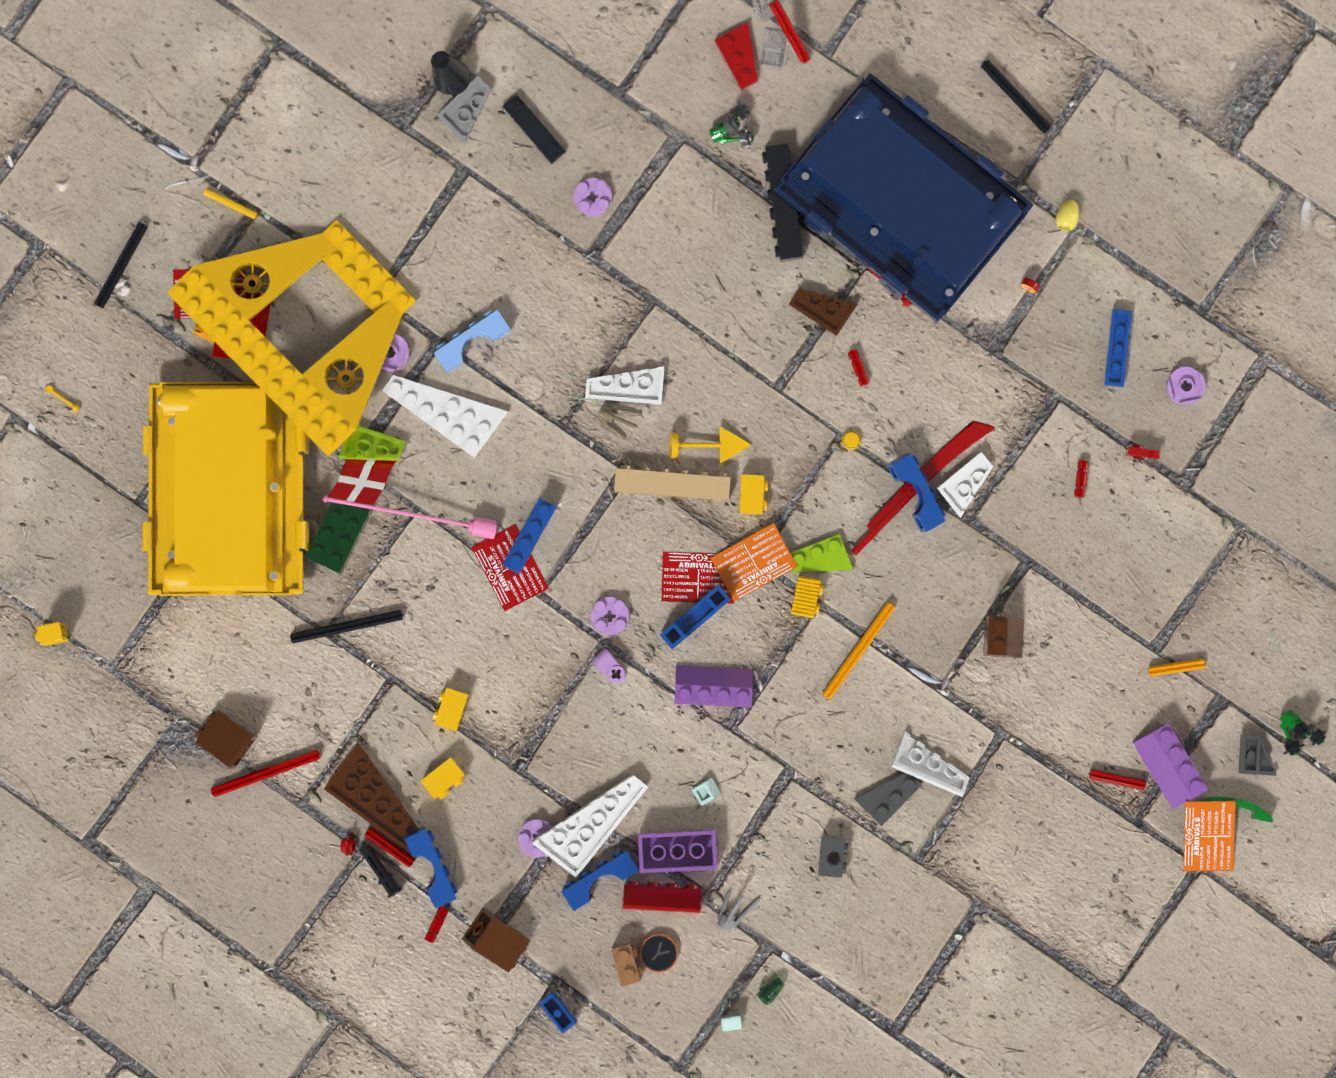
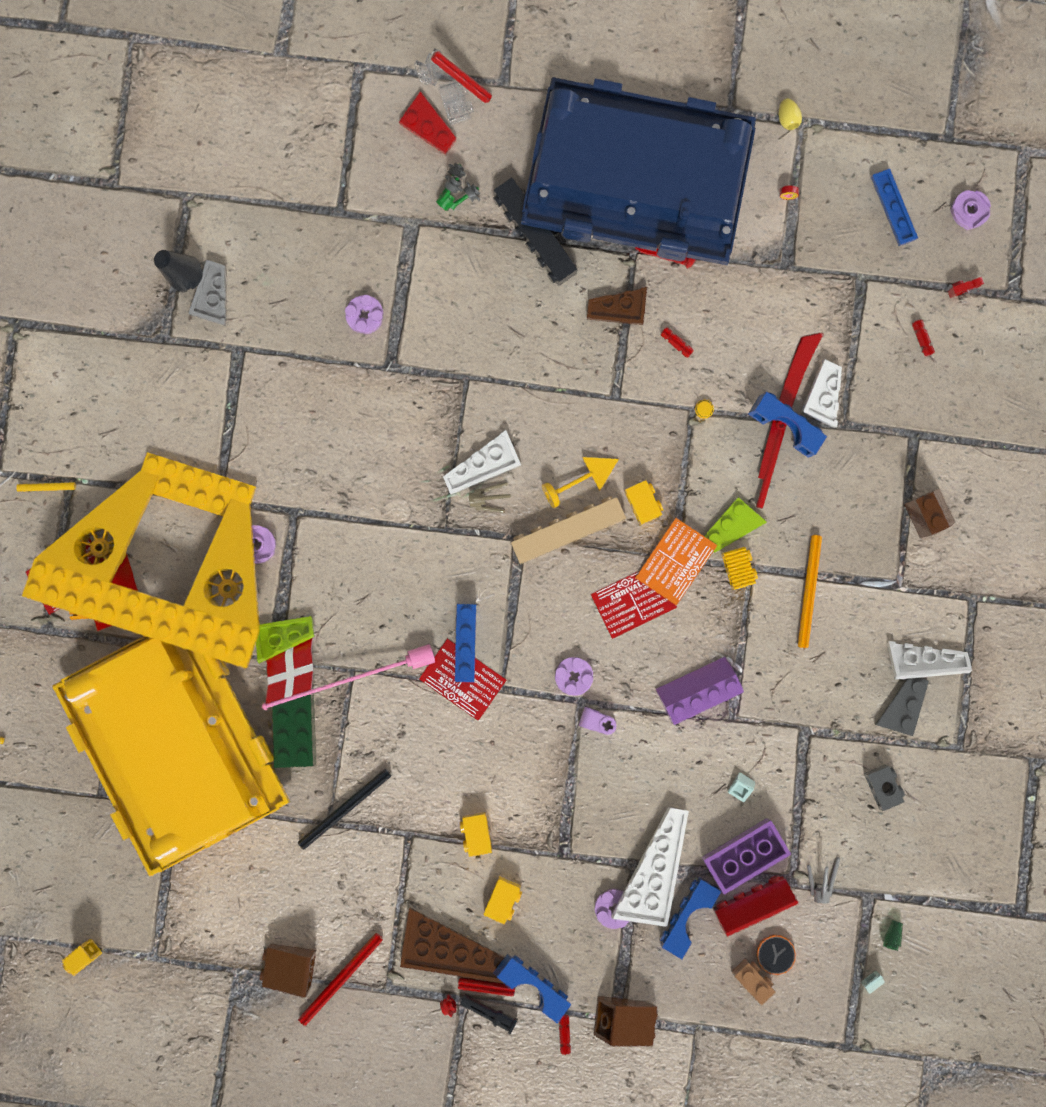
camera: 25 degrees left, 0 degrees up
(455, 417) = (347, 571): white wing -> none
(491, 326) = (334, 474): light blue arch -> none
(534, 129) = (281, 281): black plate -> none
(558, 1012) = (716, 1058): blue brick -> none
(695, 617) = (650, 637): blue arch -> none
(1015, 96) = (688, 35): black axle -> none

